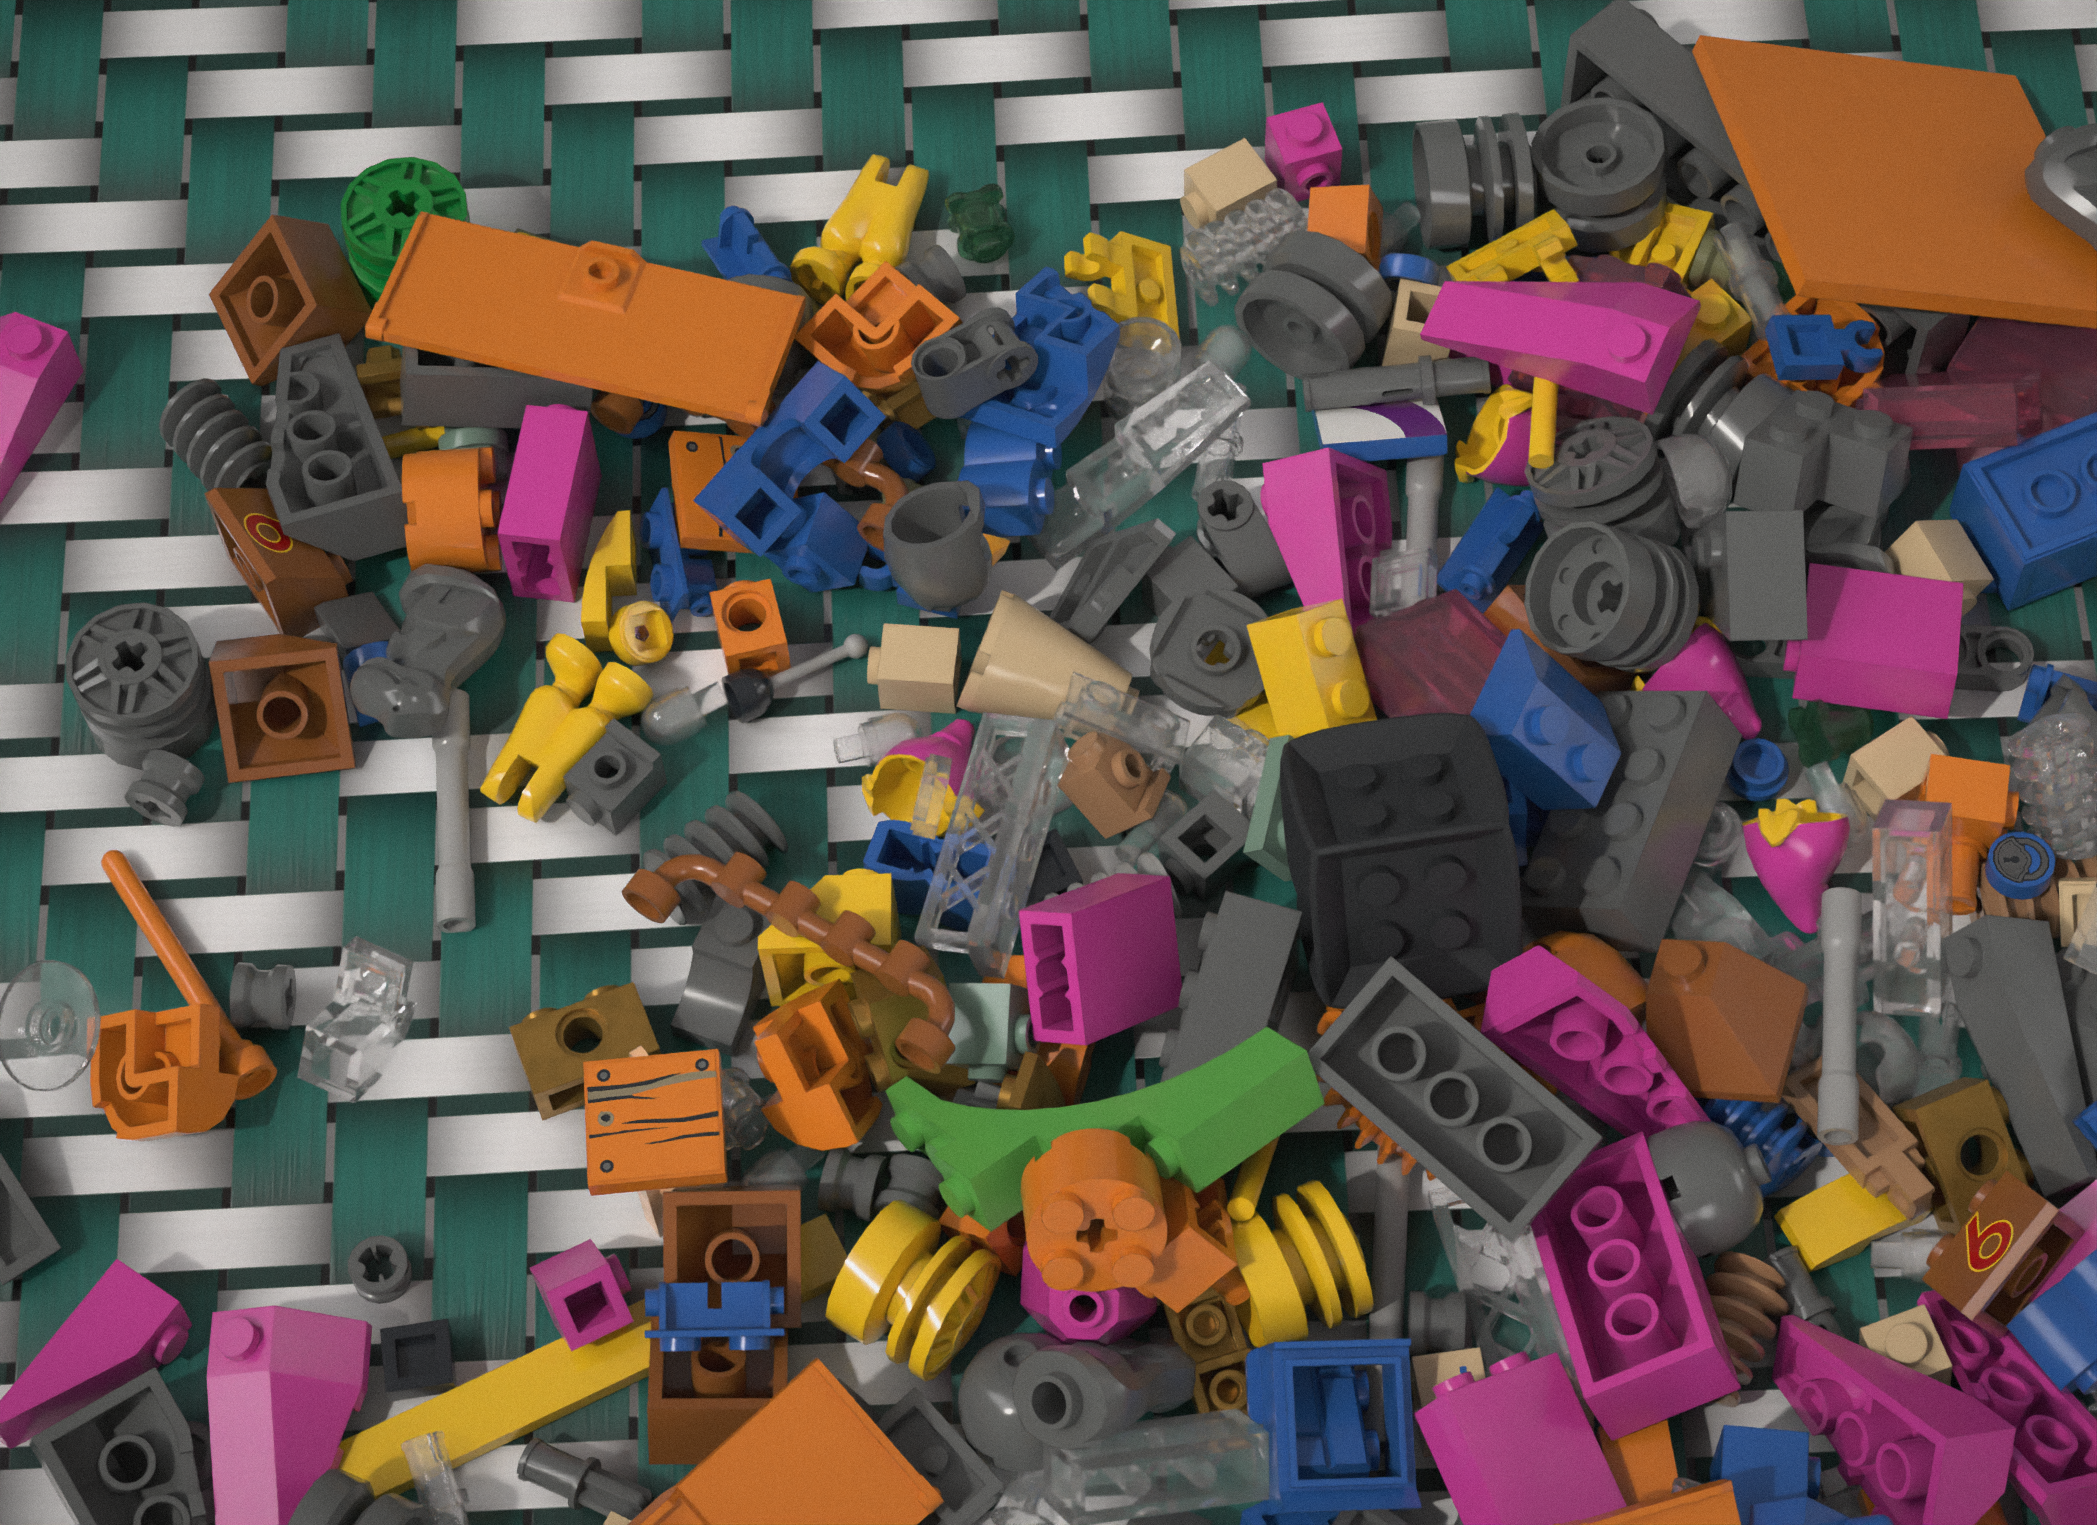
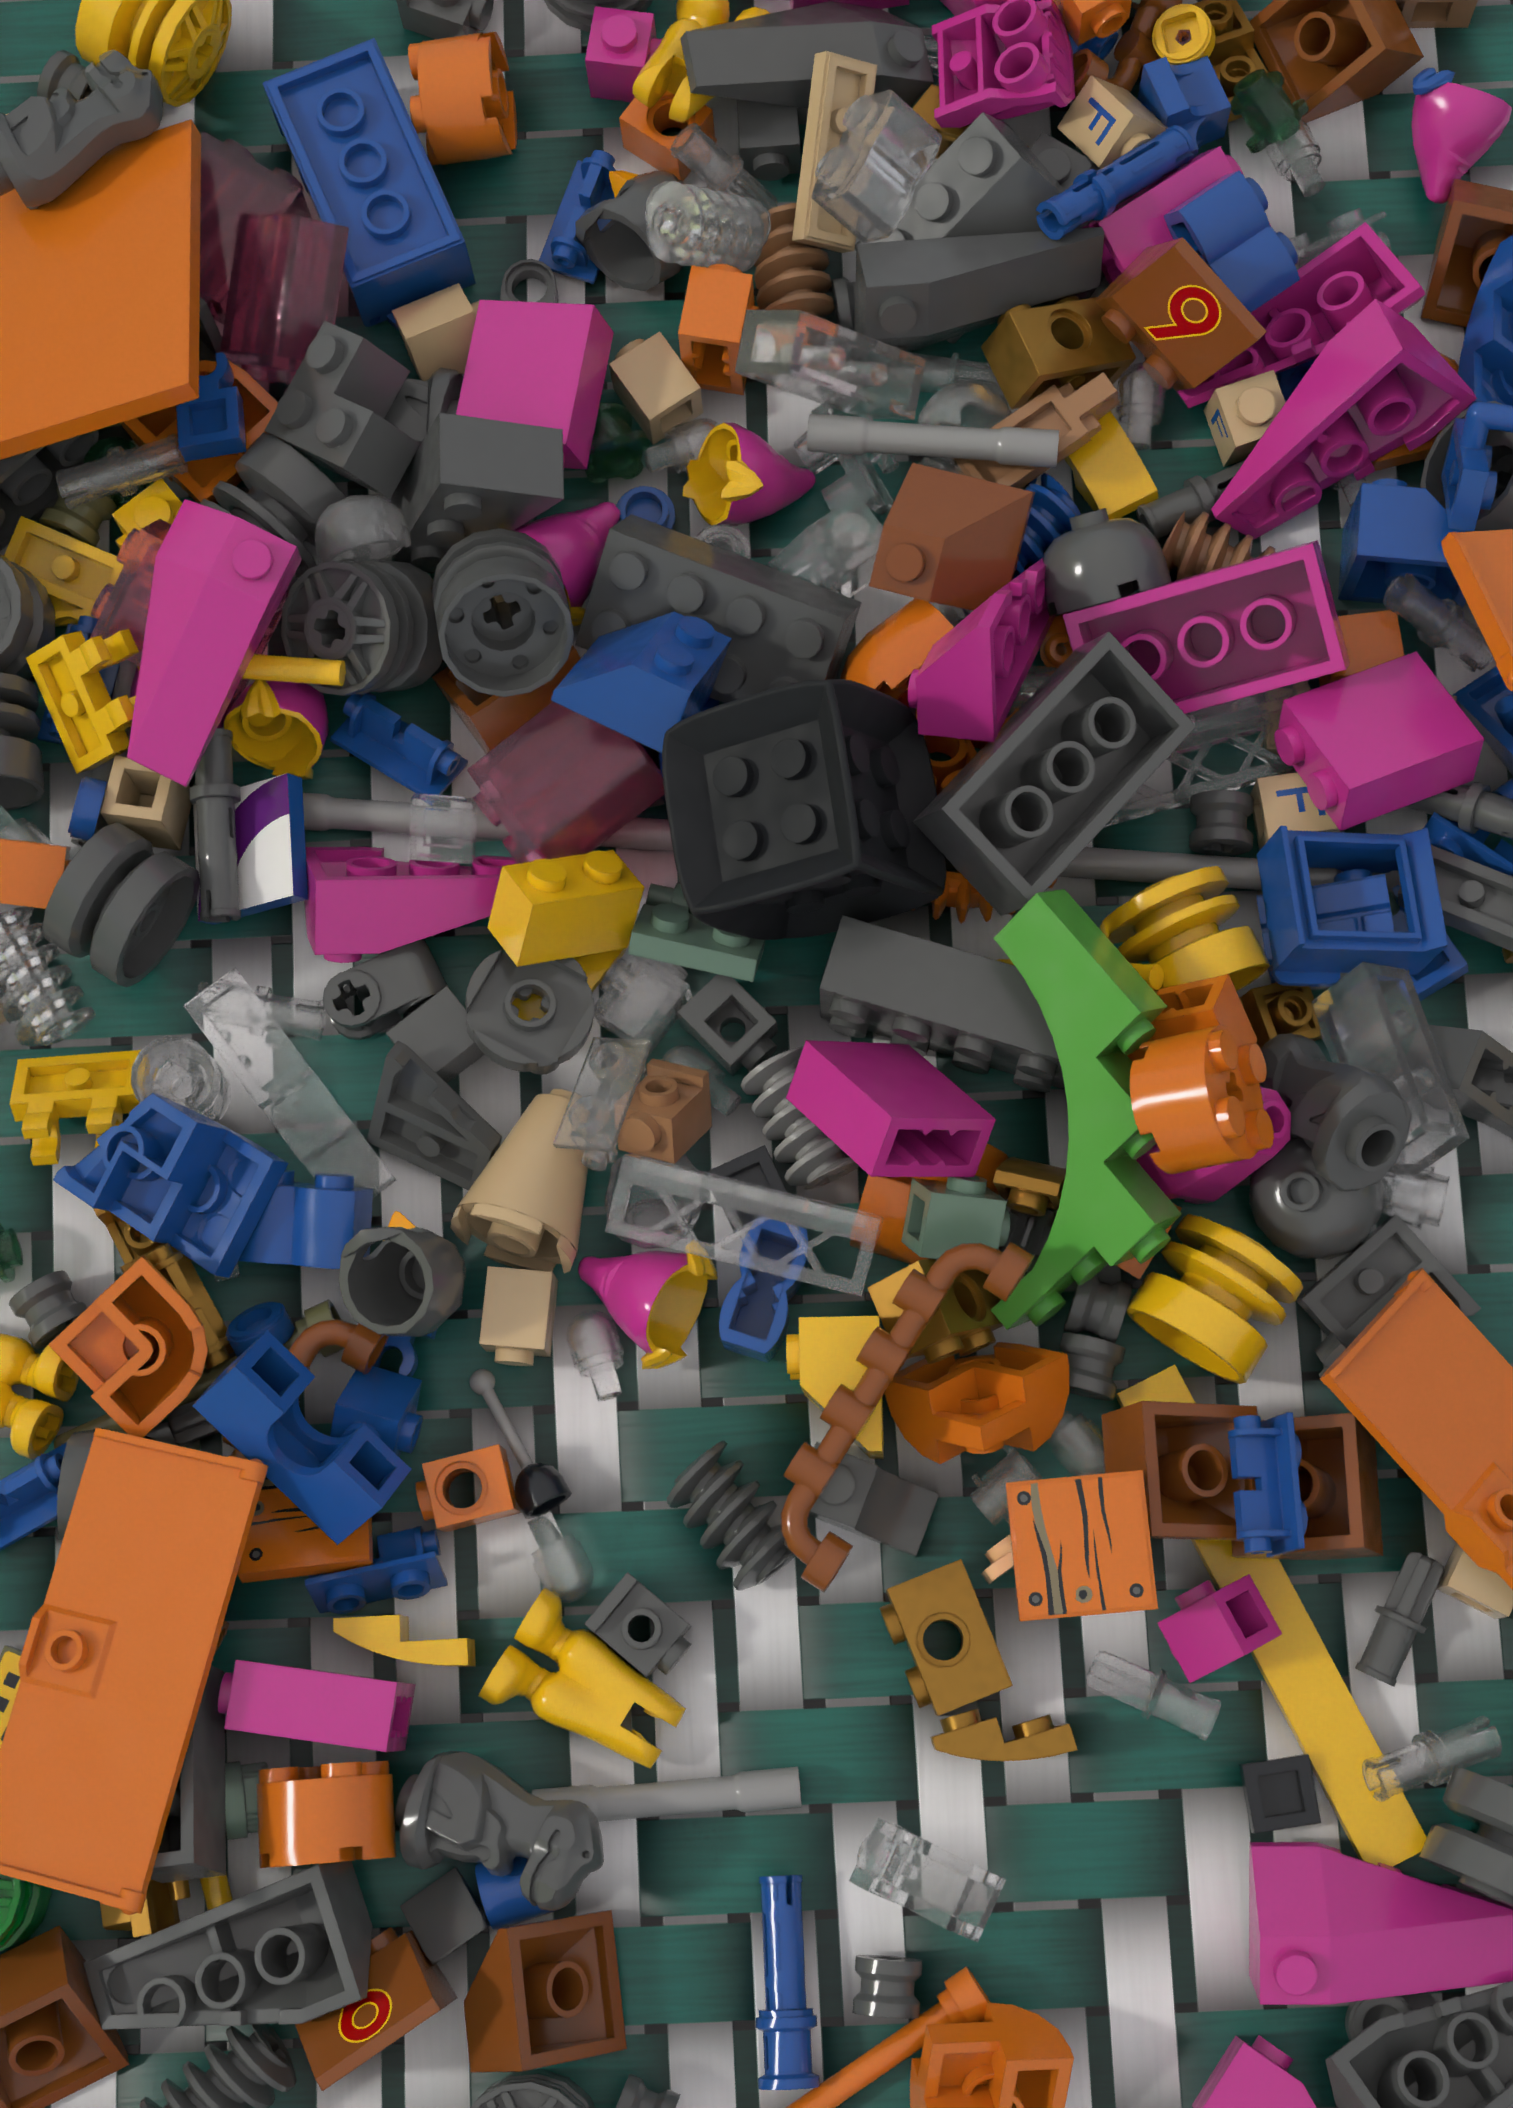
camera: 85 degrees left, 15 degrees up
(242, 910) = (785, 2019): none -> blue pin
(384, 1290) = (1185, 1862): dark grey bush -> none
(484, 1093) = (972, 1738): none -> pearl gold slope
(523, 1245) = (1153, 1694): none -> clear axle
(641, 633) = (467, 1605): yellow tile -> none
(931, 796) = (703, 1281): clear tile -> none
(969, 364) = (184, 1232): dark grey piece -> none
(1227, 347) = (158, 1009): clear cylinder -> none
(2020, 865) = (781, 273): tile -> none

